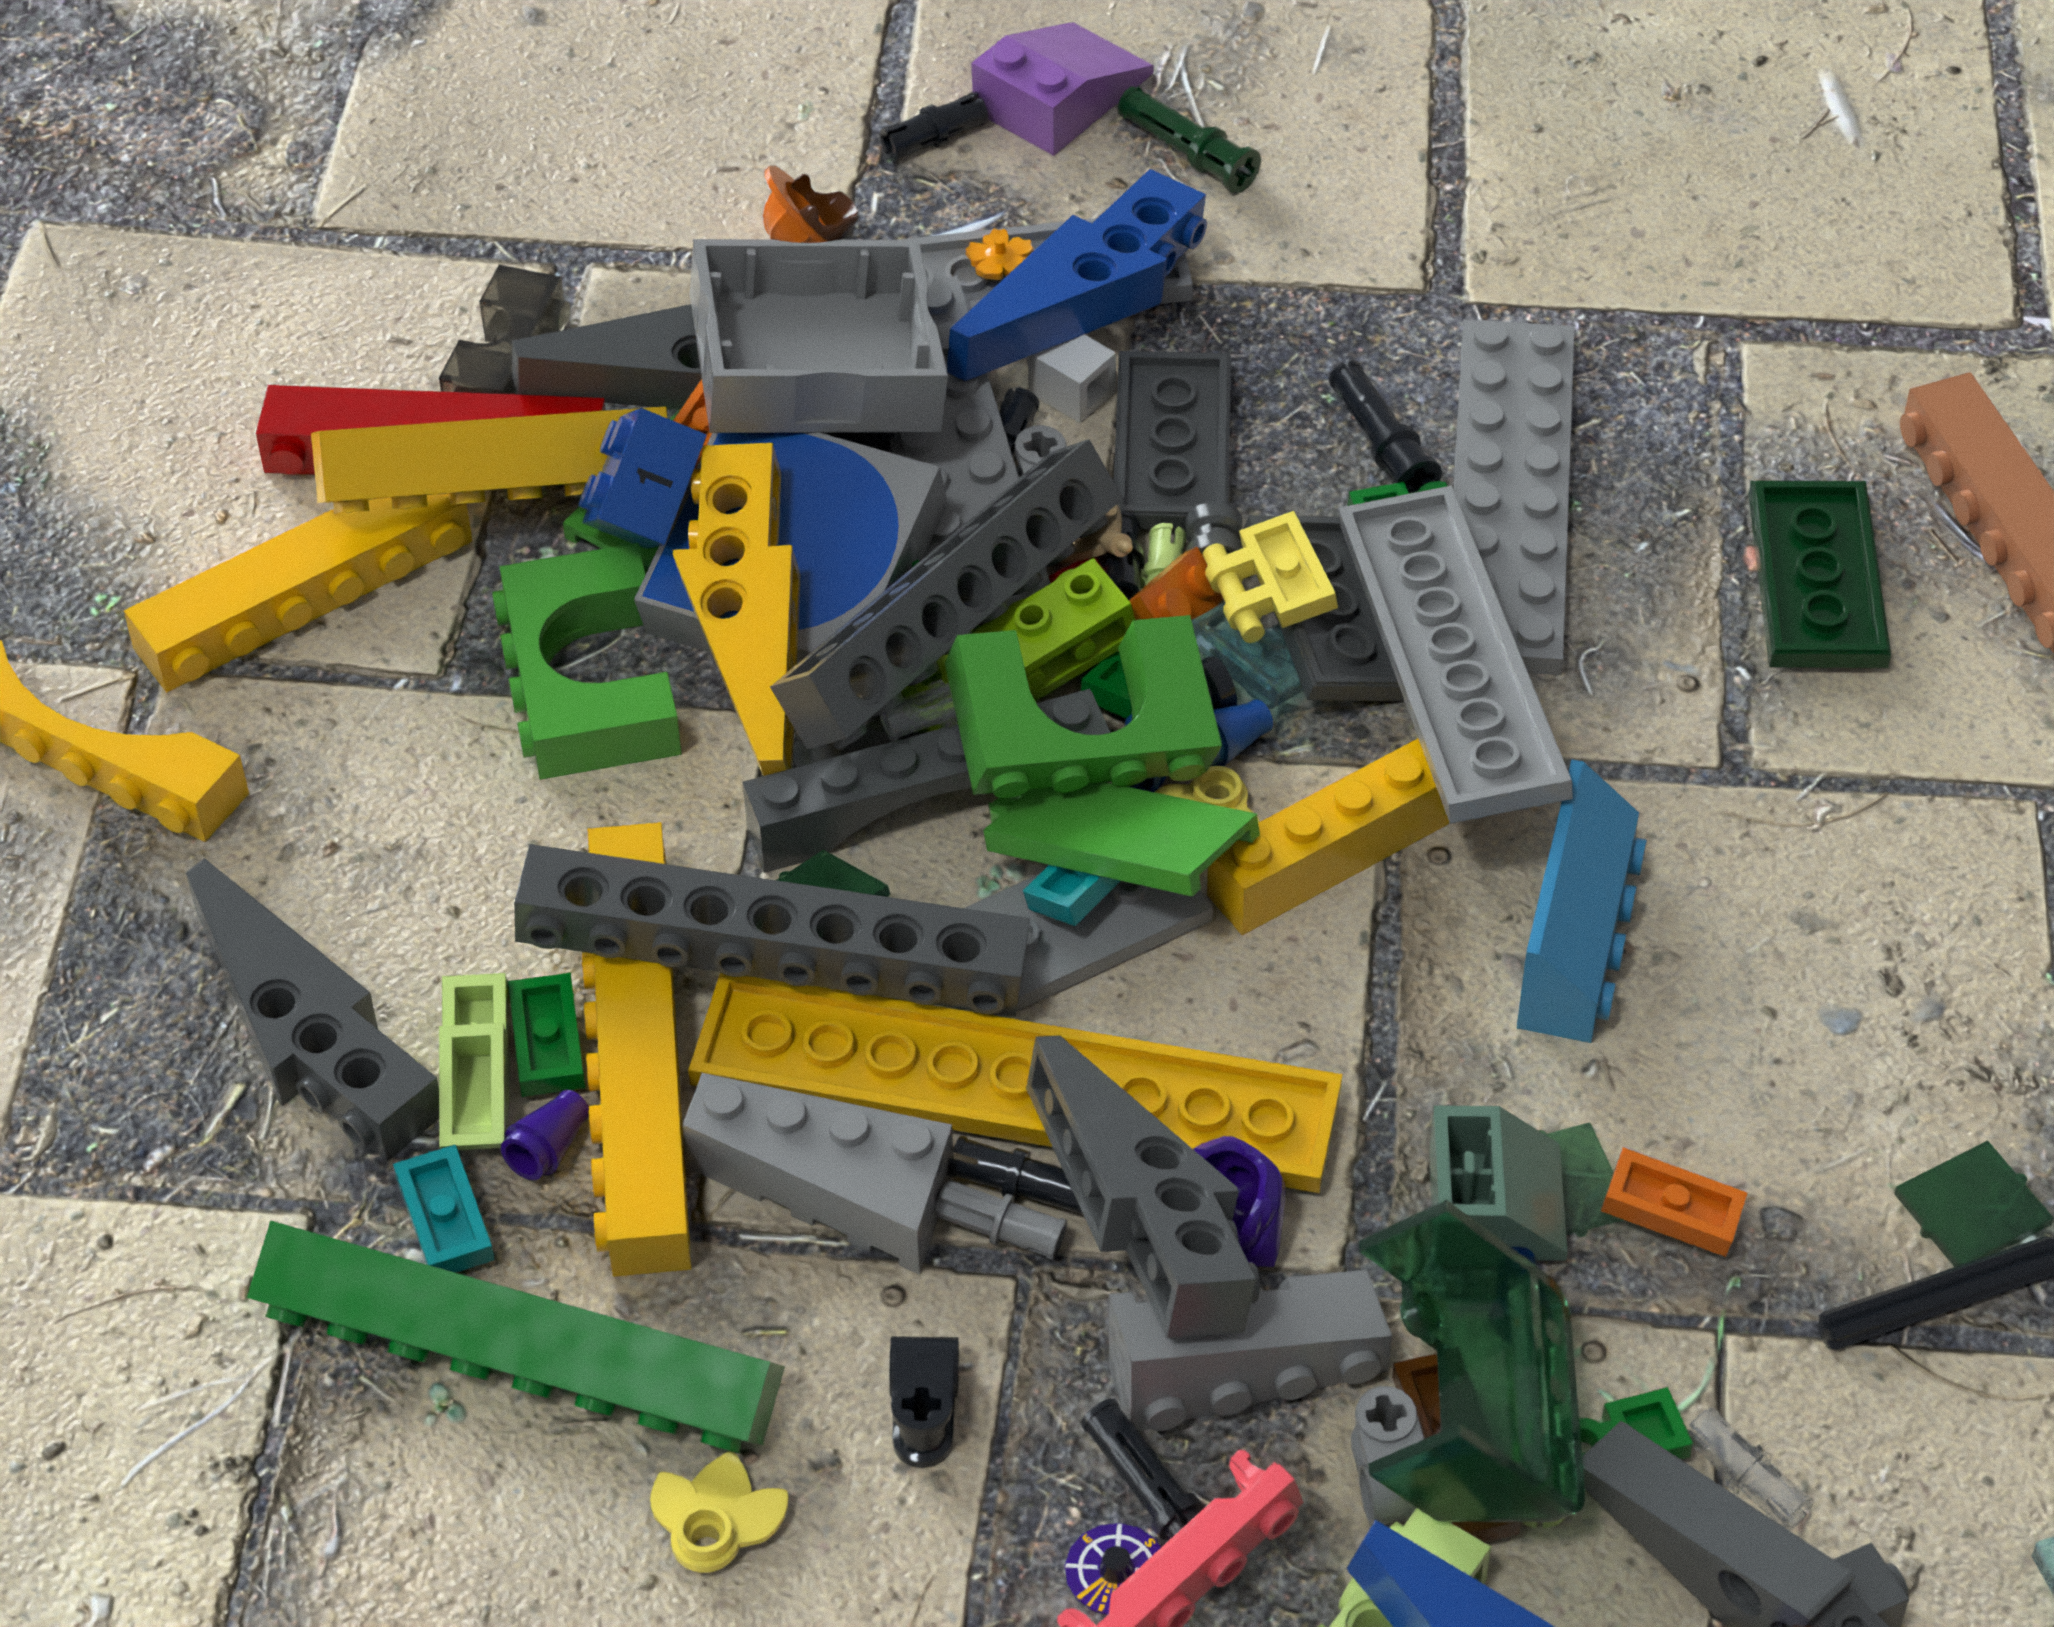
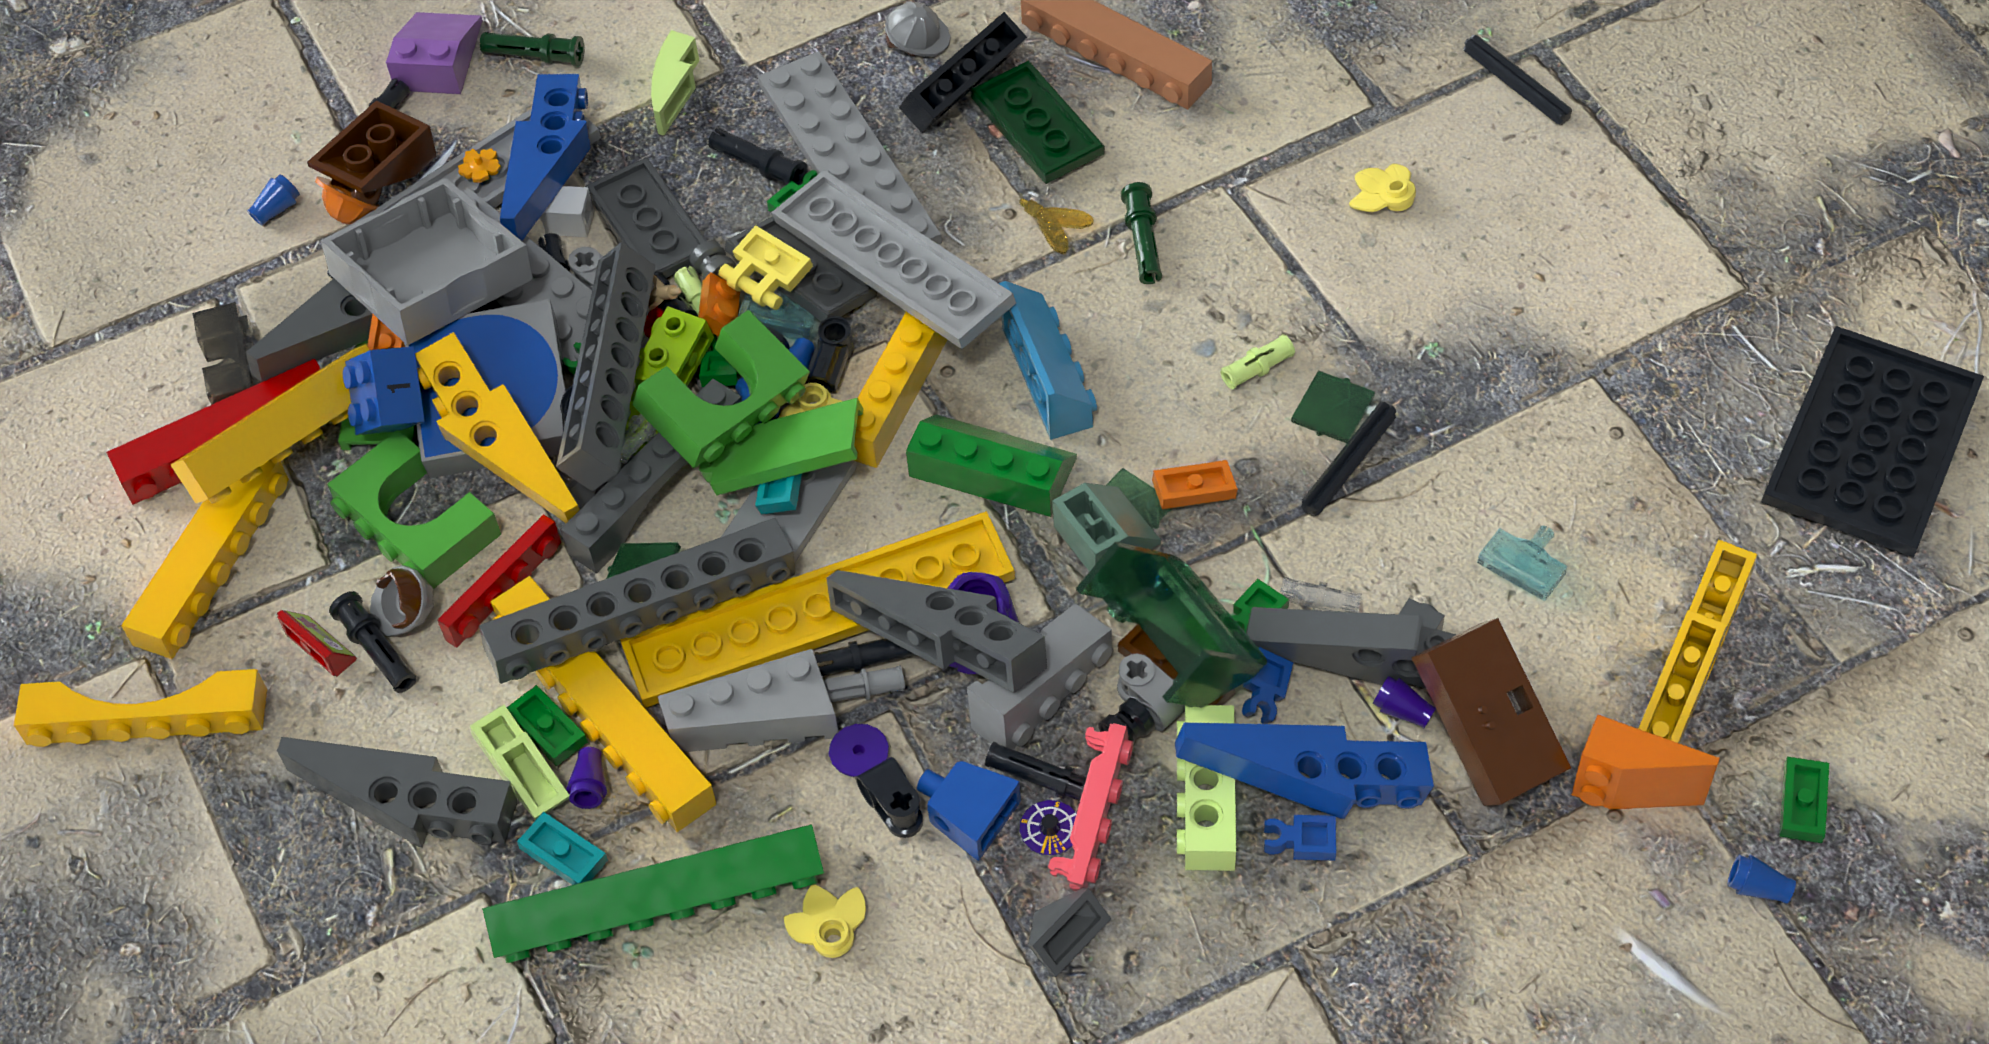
camera: 30 degrees left, 5 degrees up
(349, 764) = (316, 642): none -> red slope
(414, 860) = (365, 630): none -> black pin
(485, 768) = (401, 600): none -> piece
(668, 797) = (516, 564): none -> red plate
(711, 174) = (274, 198): none -> blue cone
(877, 171) = (376, 150): none -> reddish brown slope
(927, 1302) = (858, 749): none -> dark purple piece
(1021, 1469) = (970, 804): none -> blue torso
(1285, 743) = (829, 355): none -> black piece
(1327, 1486) = (1134, 716): none -> black wheel
(1341, 268) = (673, 78): none -> yellowish green slope
(1398, 1008) = (988, 464): none -> green slope
(1573, 1547) = (1268, 687): none -> blue plate
(1734, 364) = (916, 30): none -> light grey piece
(1744, 719) = (1053, 219): none -> clear yellow piece
(1753, 448) = (962, 72): none -> black brick
(1869, 786) = (1141, 219): none -> dark green pin
(1900, 1078) = (1257, 361): none -> yellowish green pin

